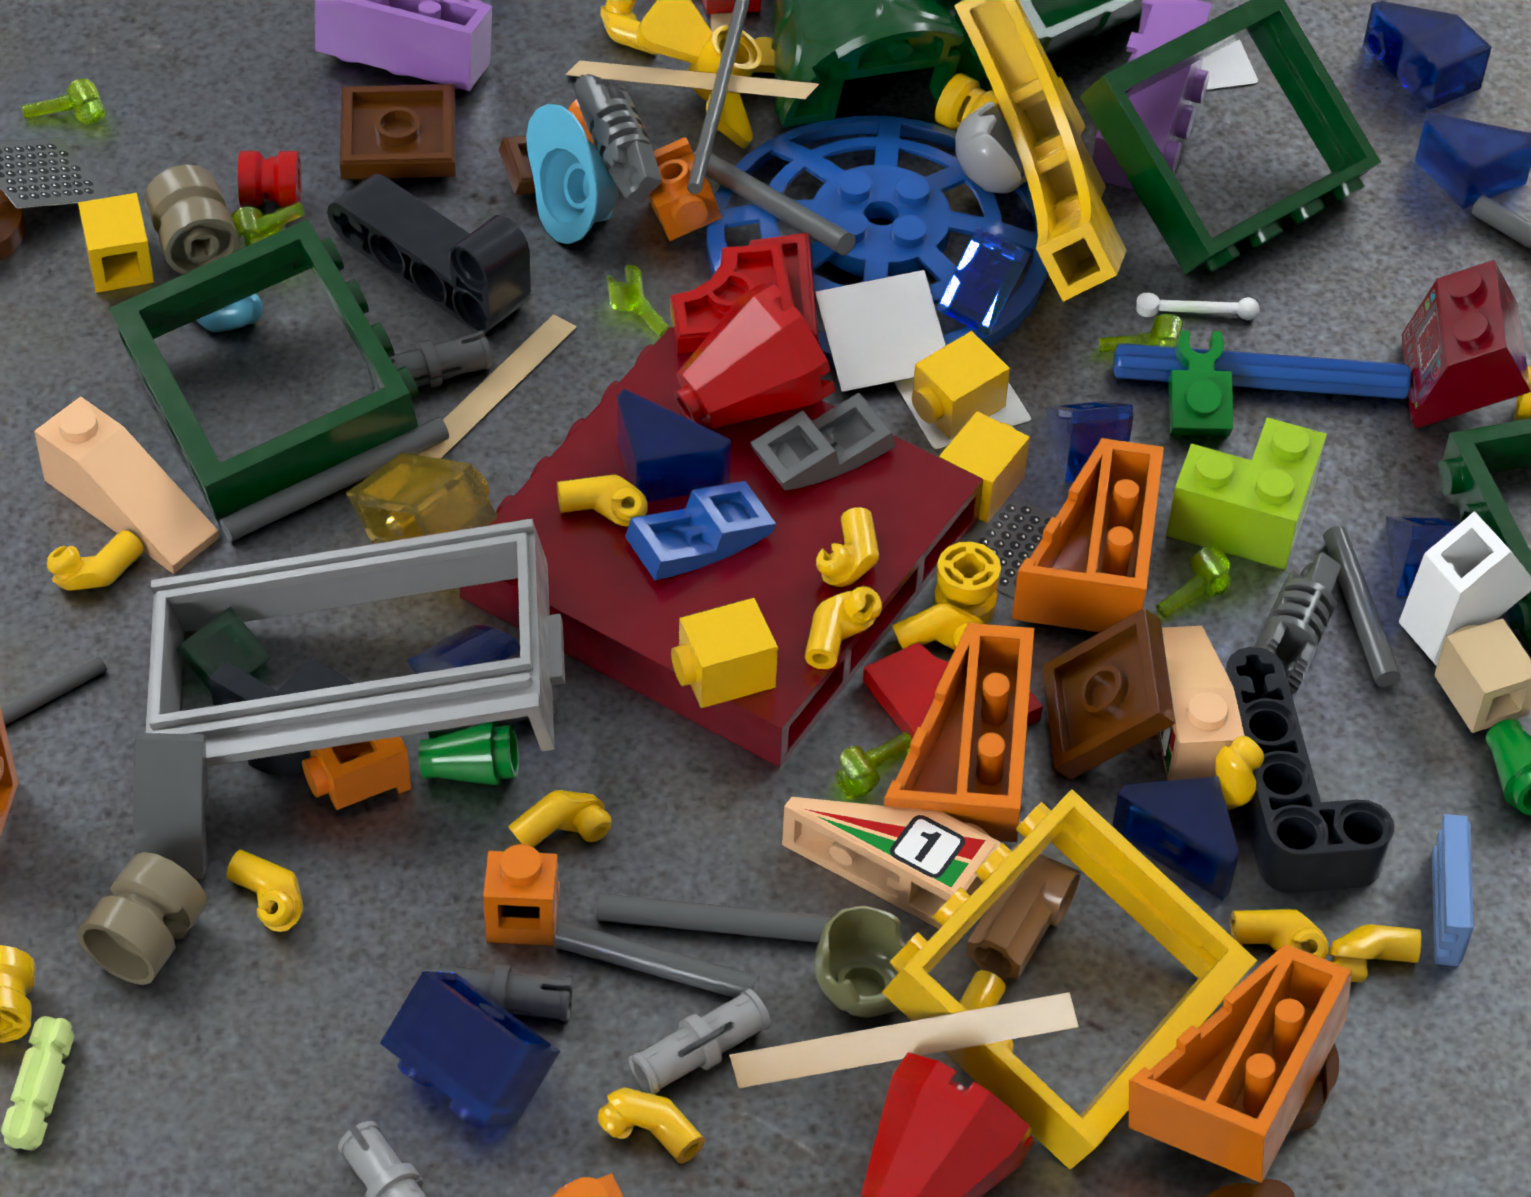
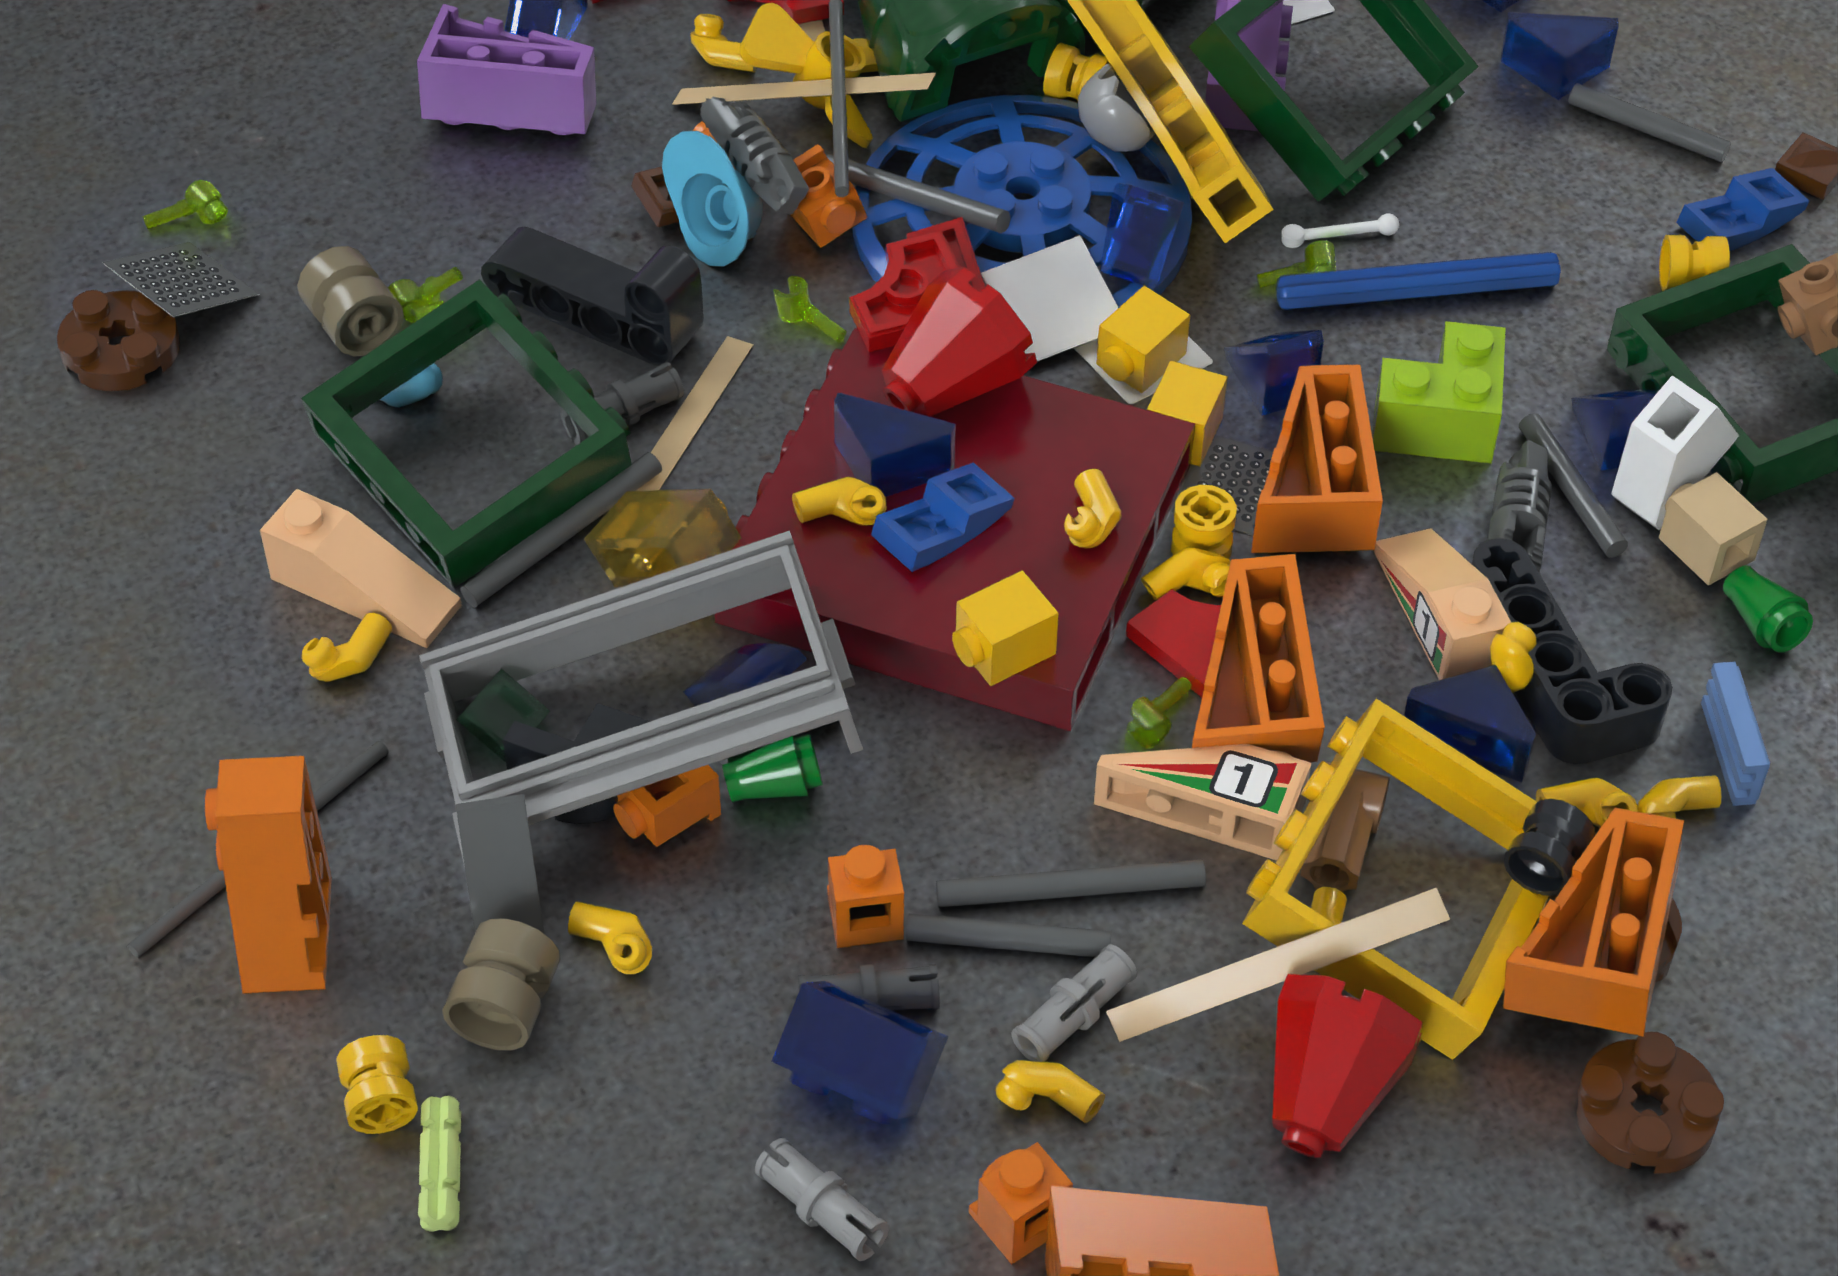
camera: 10 degrees left, 0 degrees up
(116, 242) = (280, 334): yellow brick -> none
(269, 179) = (415, 249): red wheel -> none
(398, 131) = (527, 183): reddish brown plate -> none
(564, 812) = (879, 810): yellow arm -> none
(817, 450) = (1038, 418): dark grey slope -> none
(837, 620) = (1100, 579): yellow arm -> none
(855, 959) = (1208, 899): olive hair -> none
(1108, 694) = (1370, 606): reddish brown plate -> none
(1200, 395) = (1368, 313): green plate -> none
(1211, 577) = (1426, 477): clear neon green hand -> none
(1212, 969) = (1549, 846): none -> black wheel
(1464, 346) = (1604, 226): dark red slope -> none

